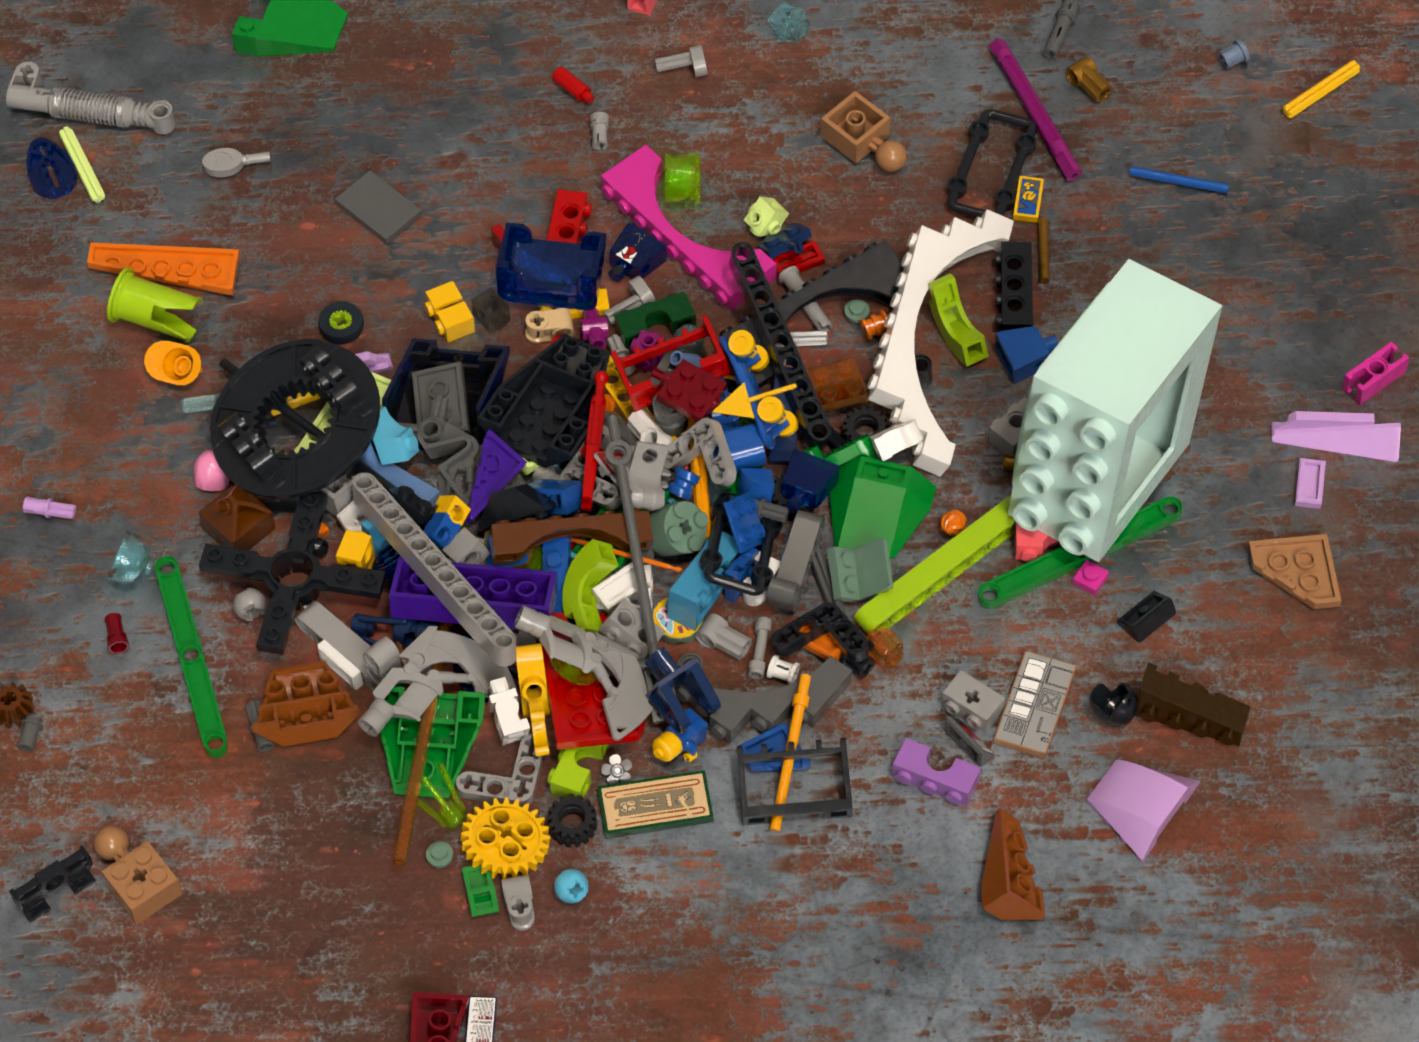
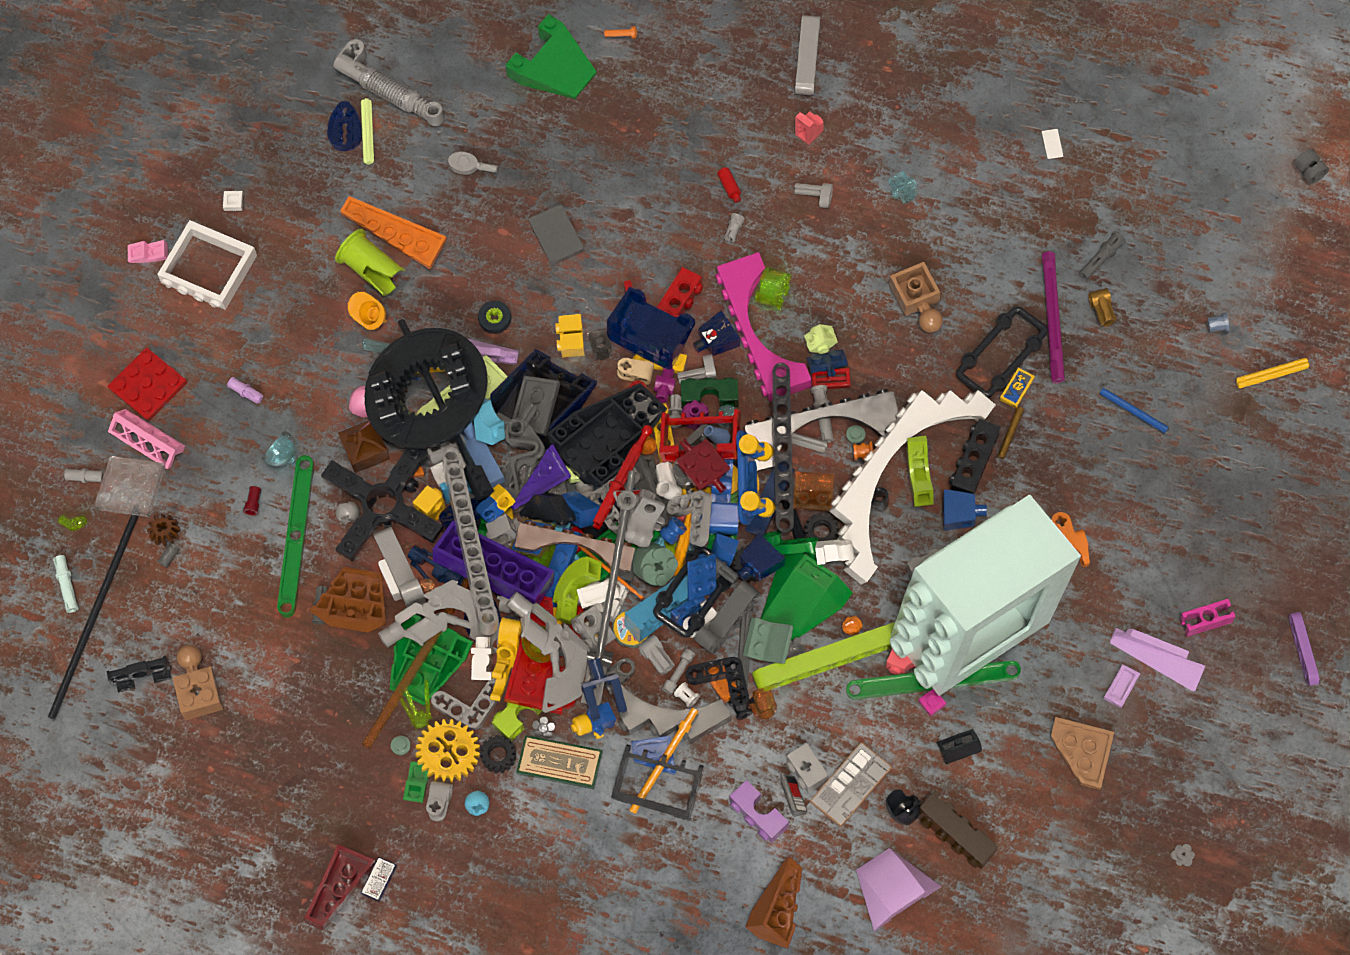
camera: 25 degrees right, 10 degrees up
(739, 403) = (730, 487): yellow piece -> none

